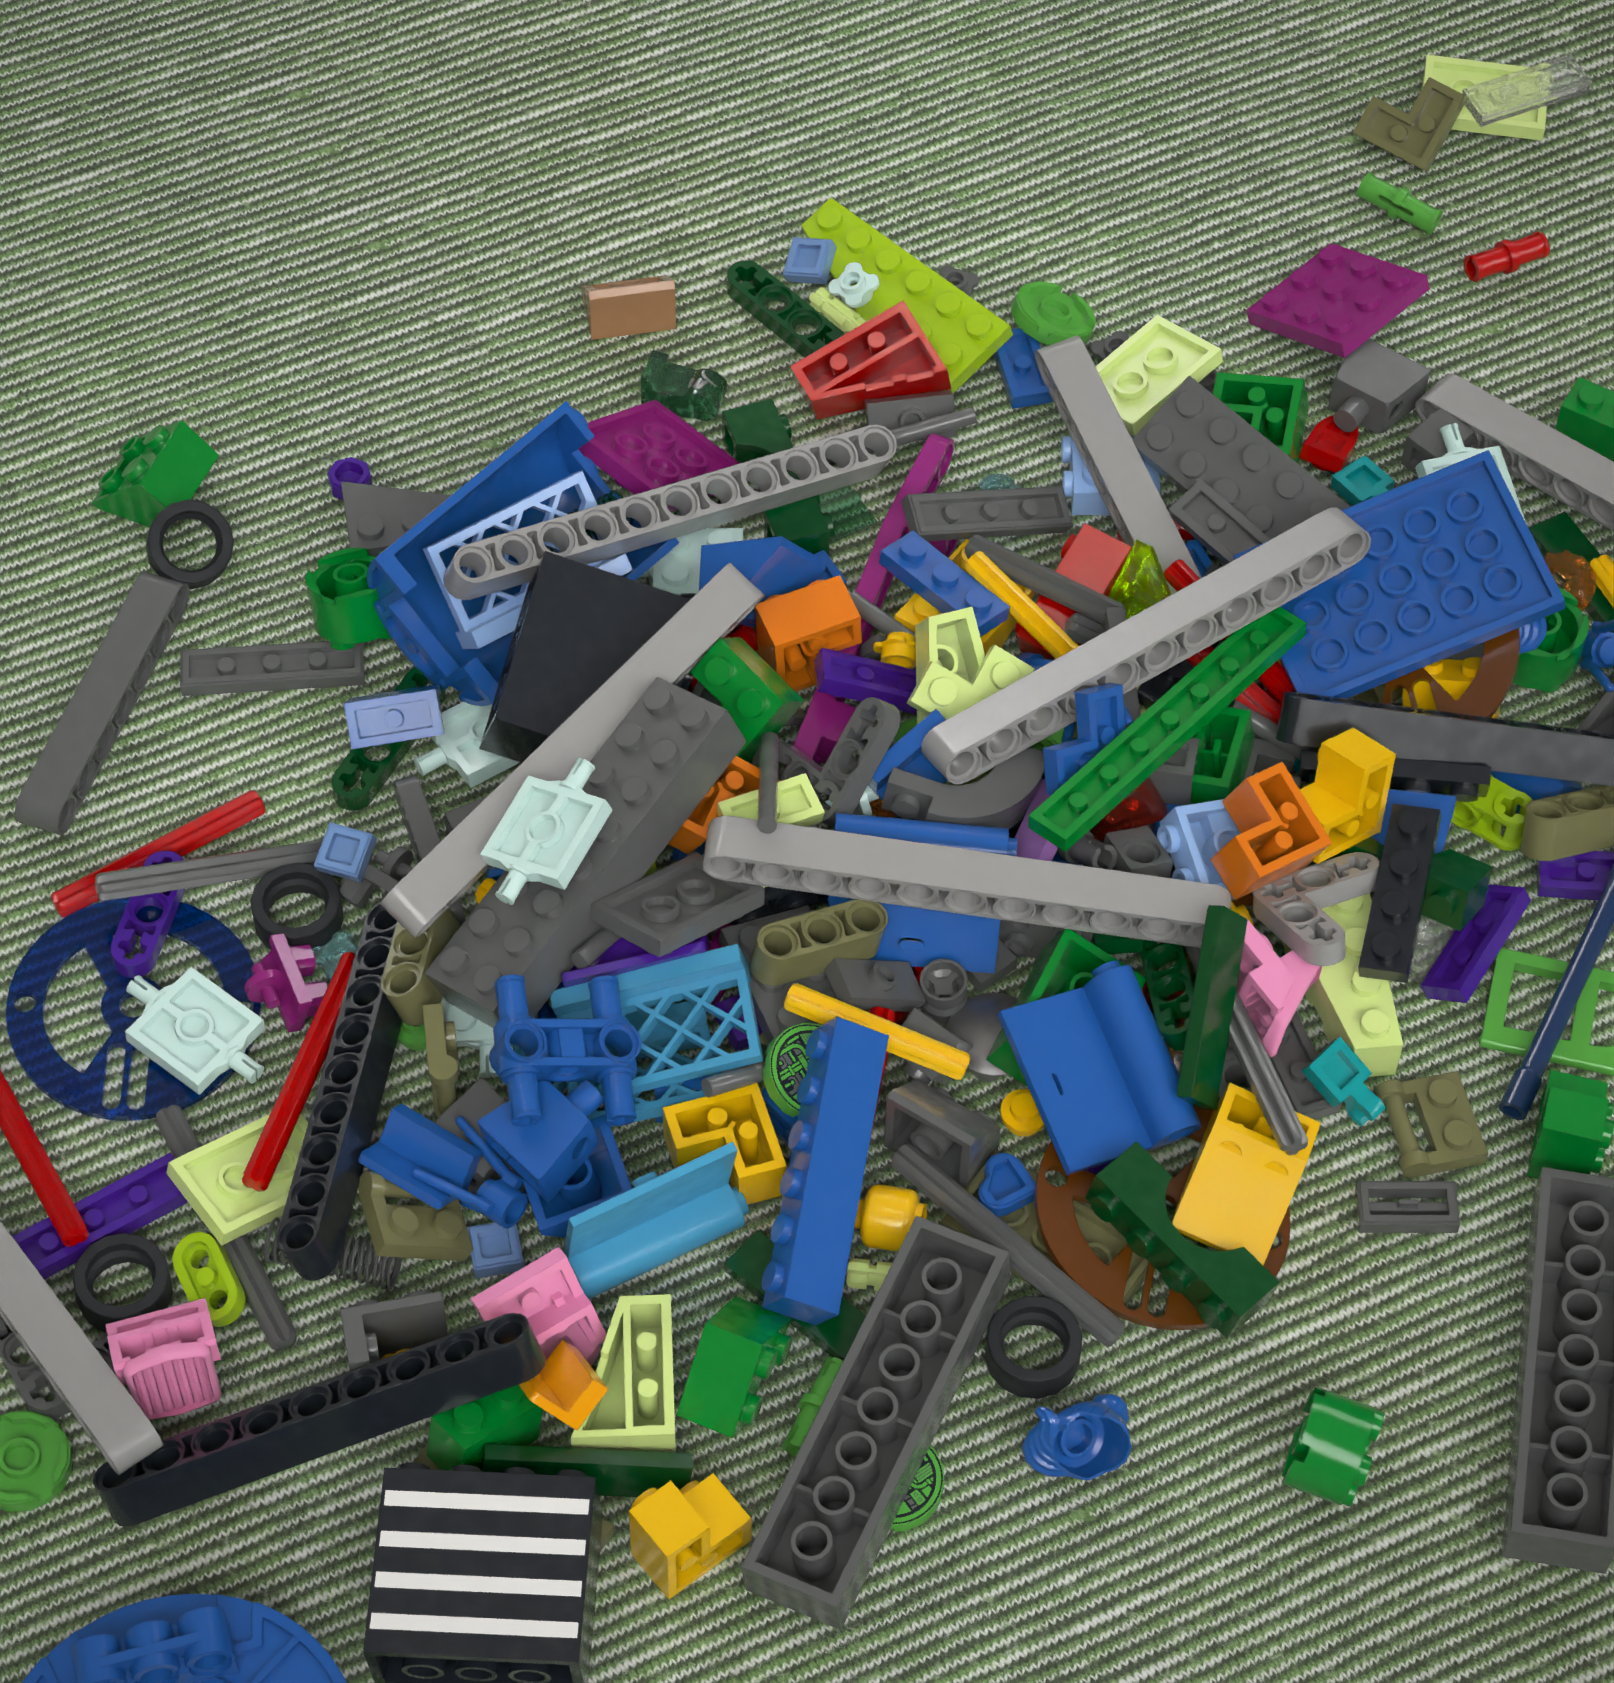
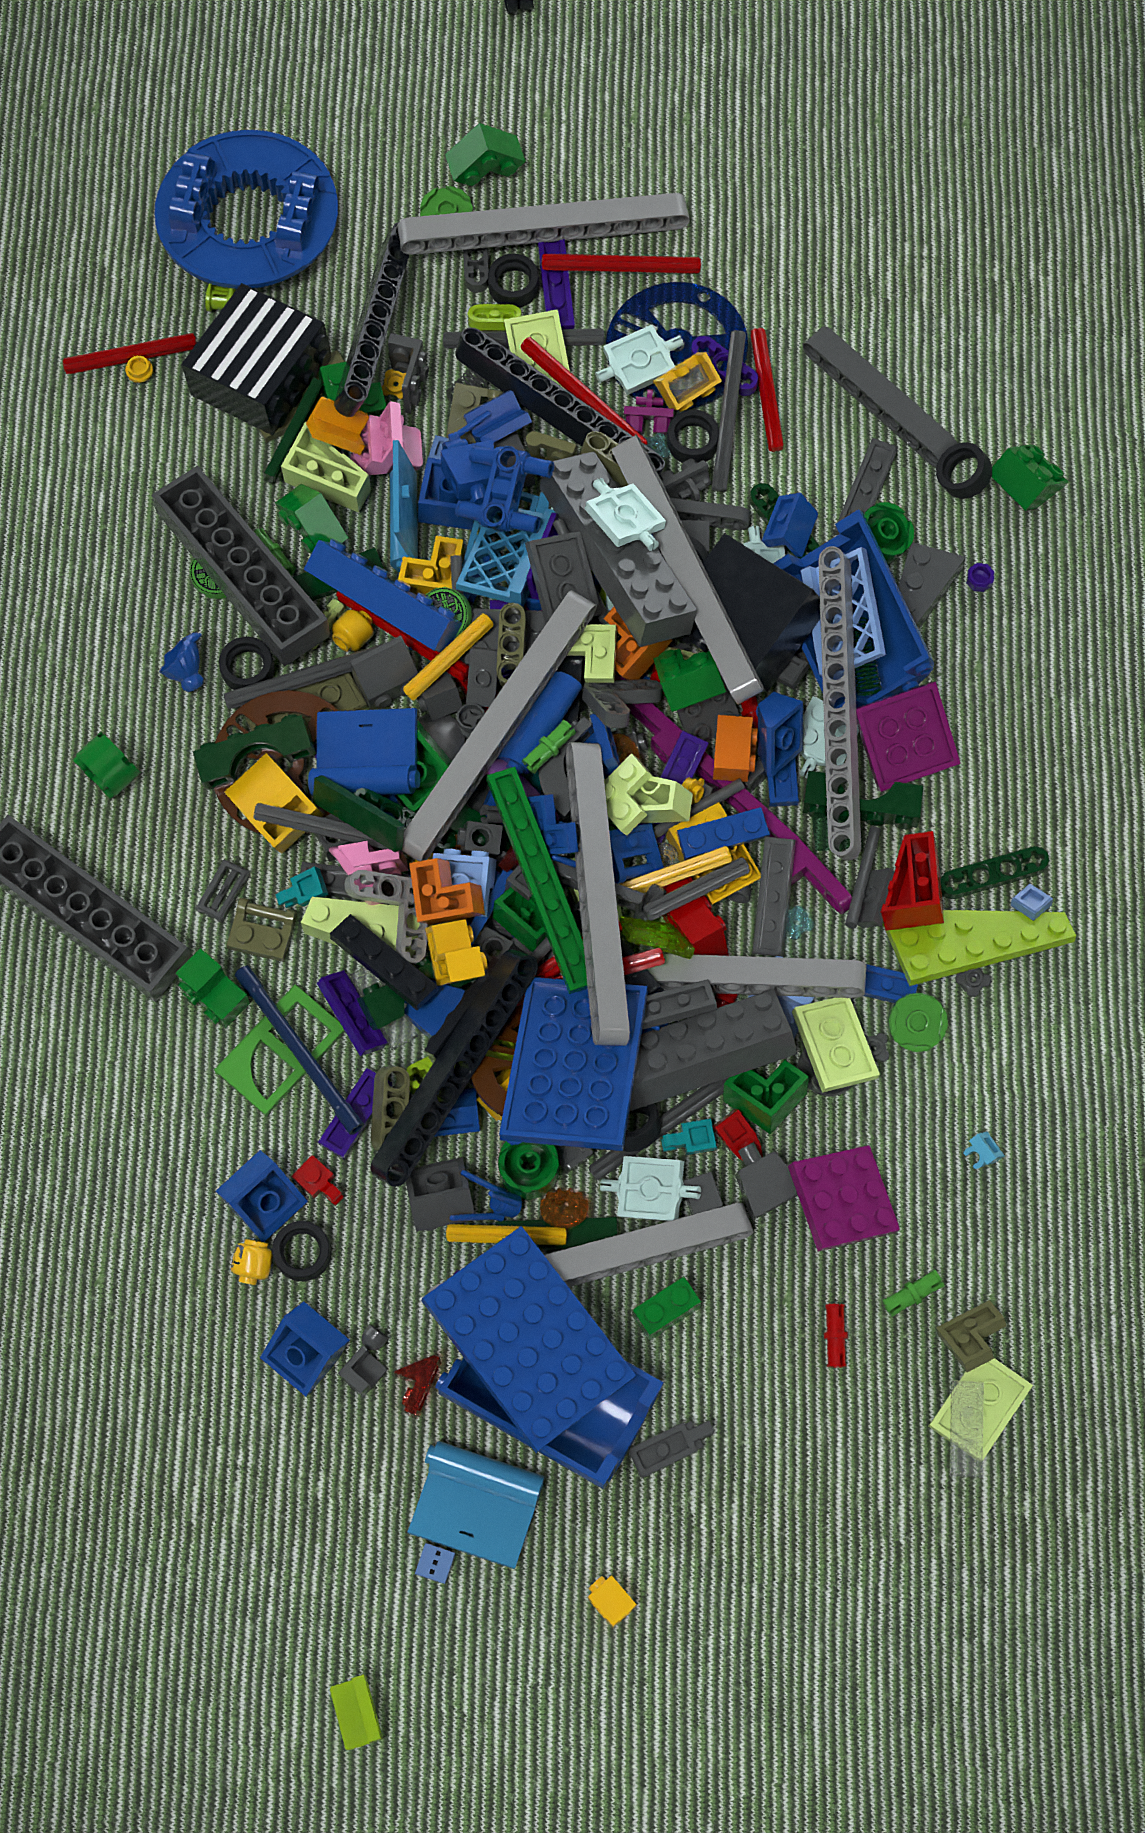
camera: 120 degrees right, 15 degrees up
(167, 1359) = (454, 271): bright pink piece -> none
(209, 937) = (688, 381): none -> yellow window
(345, 852) = (705, 460): medium blue tile -> none
(630, 306) = (1049, 783): medium nougat slope -> none
(682, 389) = (962, 781): clear green leg -> none
(686, 1531) = (236, 455): yellow brick -> none
(768, 783) = (611, 650): dark grey bar -> none
(835, 310) = (977, 899): yellowish green axle -> none
(855, 295) = (990, 917): light aqua plate -> none
(966, 797) = (548, 746): none -> bright green pin
(1005, 1185) = (340, 694): blue tile -> none
(1172, 195) = (986, 1148): none -> medium azure tile

